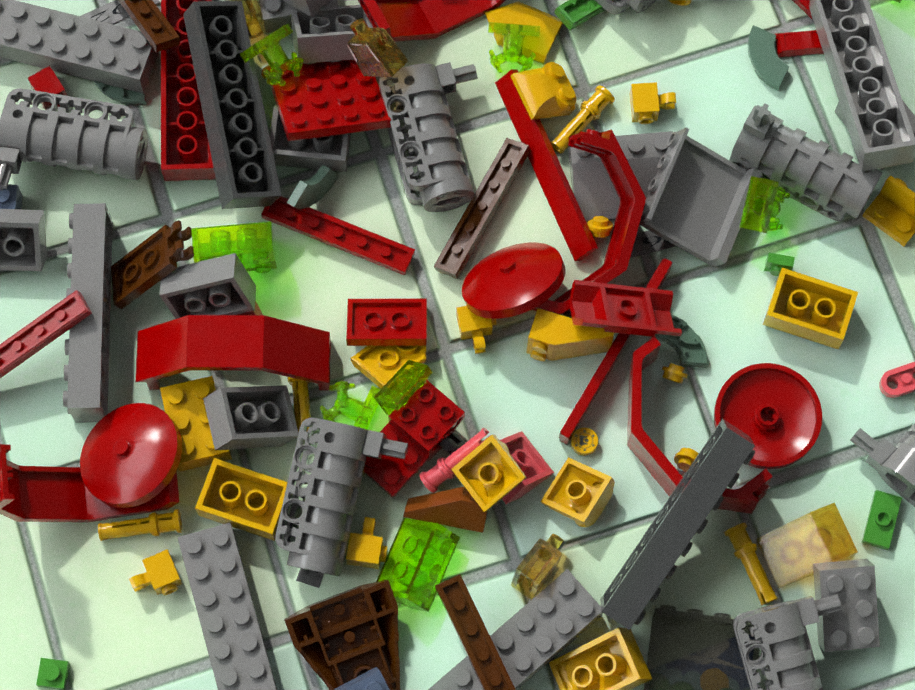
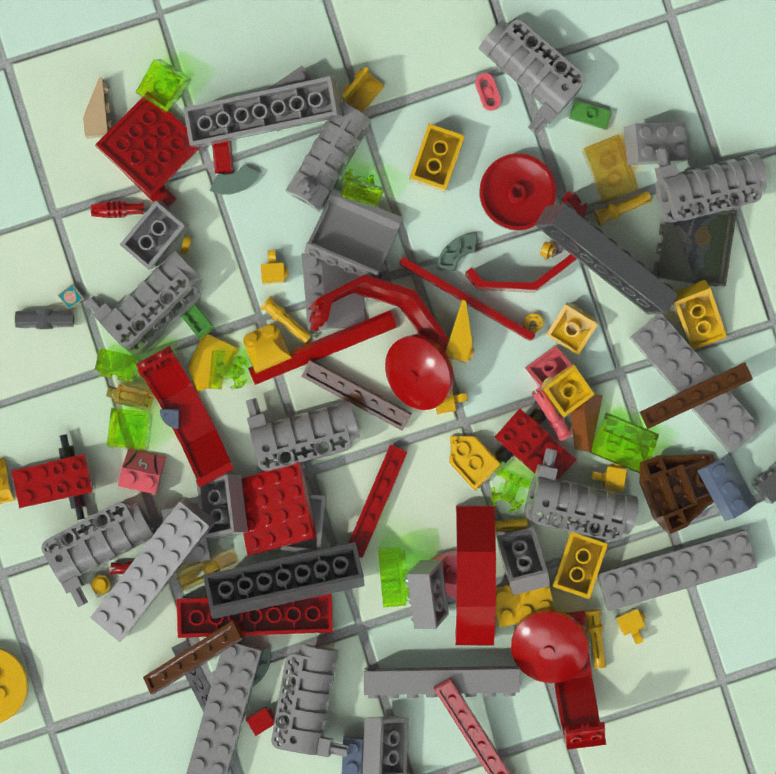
camera: 85 degrees left, 15 degrees up
(52, 674) = (700, 696): bright green plate -> none
(149, 263) = (406, 638): reddish brown tile -> none
(275, 56) = (245, 552): clear neon green piece -> none
(314, 189) = (344, 520): sand green tile -> none
(375, 51) = (240, 479): clear yellow torso -> none
(387, 322) = (446, 464): red plate -> none
(402, 386) = (502, 452): clear neon green bracket -> none
(538, 566) = (632, 362): clear yellow torso -> none
(600, 226) = (371, 308): yellow plate -> none
(622, 308) = (446, 293): red piece -> none
(674, 373) = (483, 257): yellow plate -> none
(776, 262) = (402, 179): bright green plate -> none

